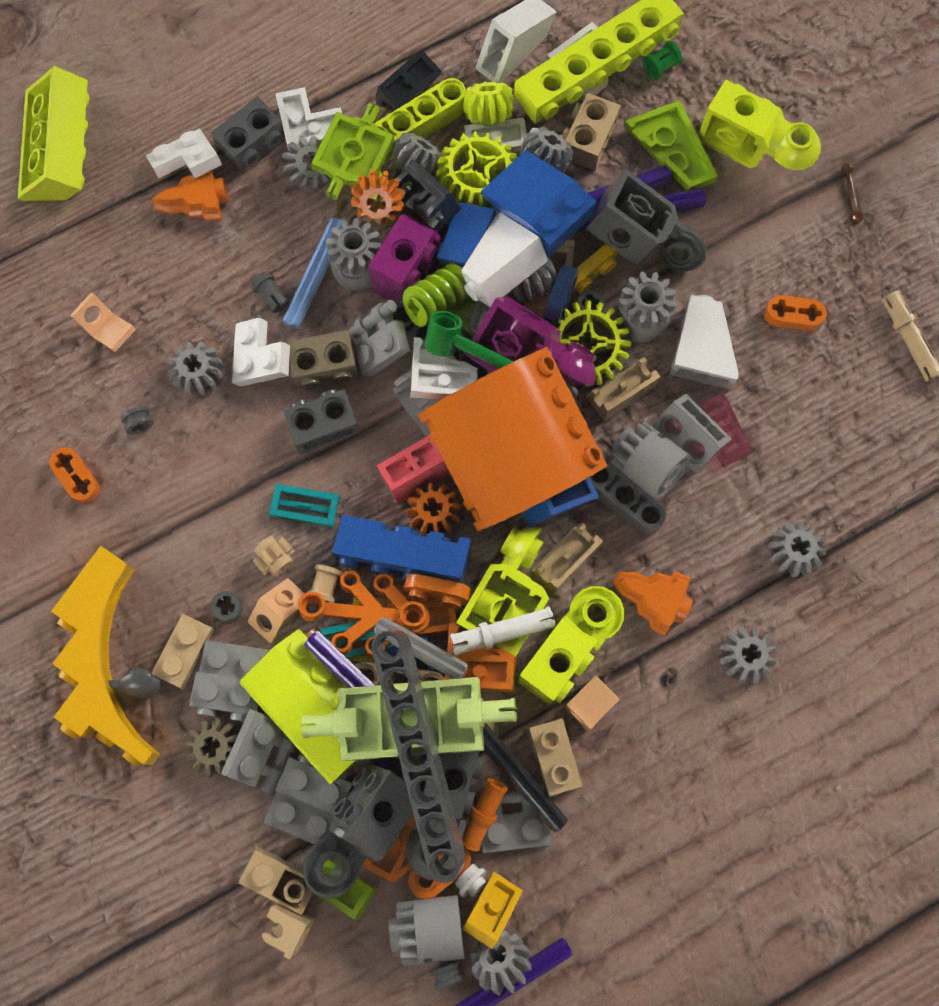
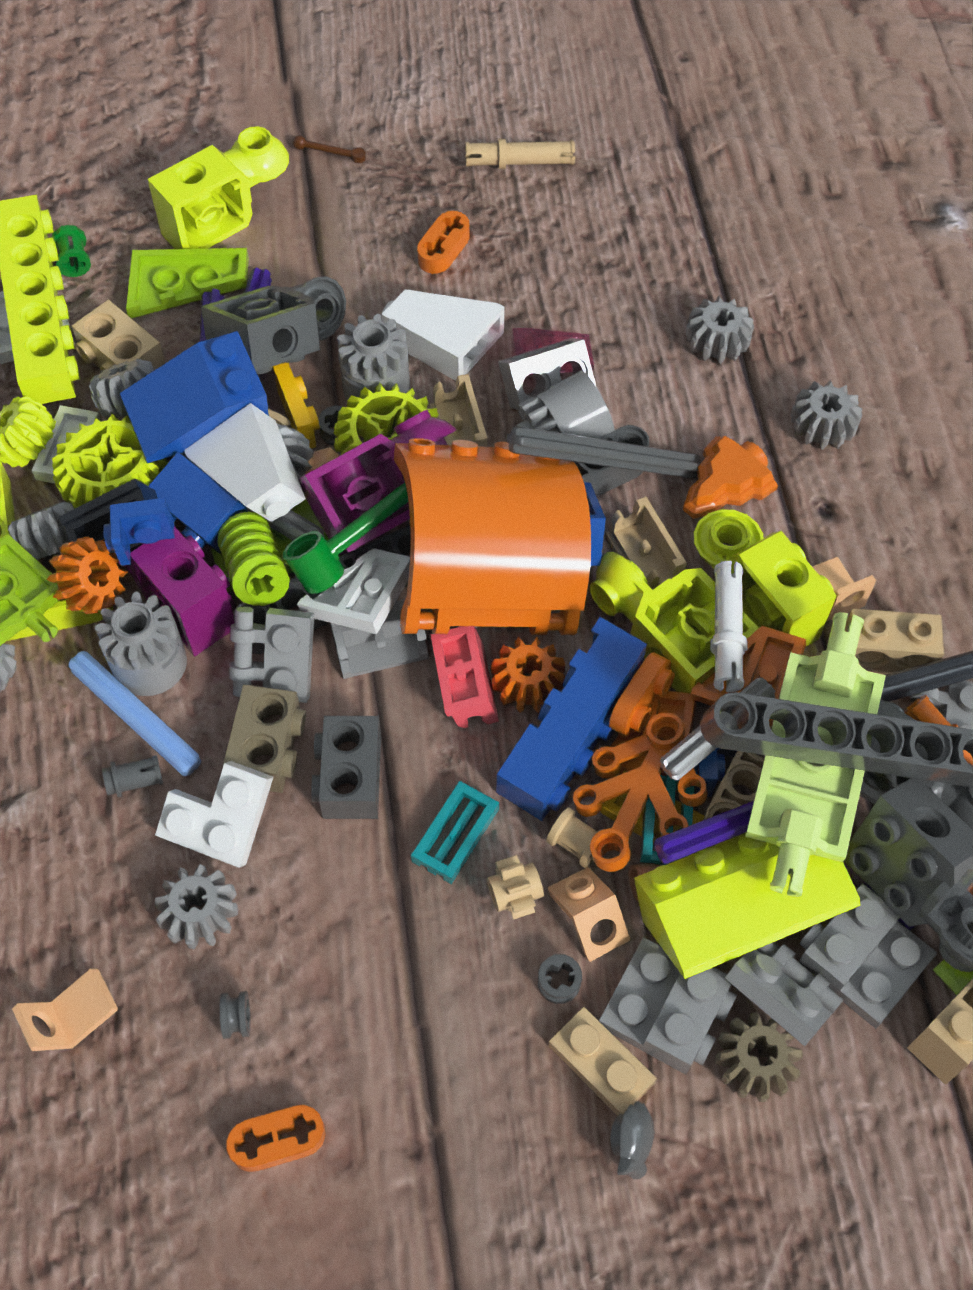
camera: 70 degrees left, 15 degrees down
(85, 659) = (572, 1204): yellow arch -> none
(415, 207) = (137, 523): none -> blue bracket
(561, 294) = (320, 428): dark blue beam -> none
(613, 496) = (602, 452): none -> dark grey axle

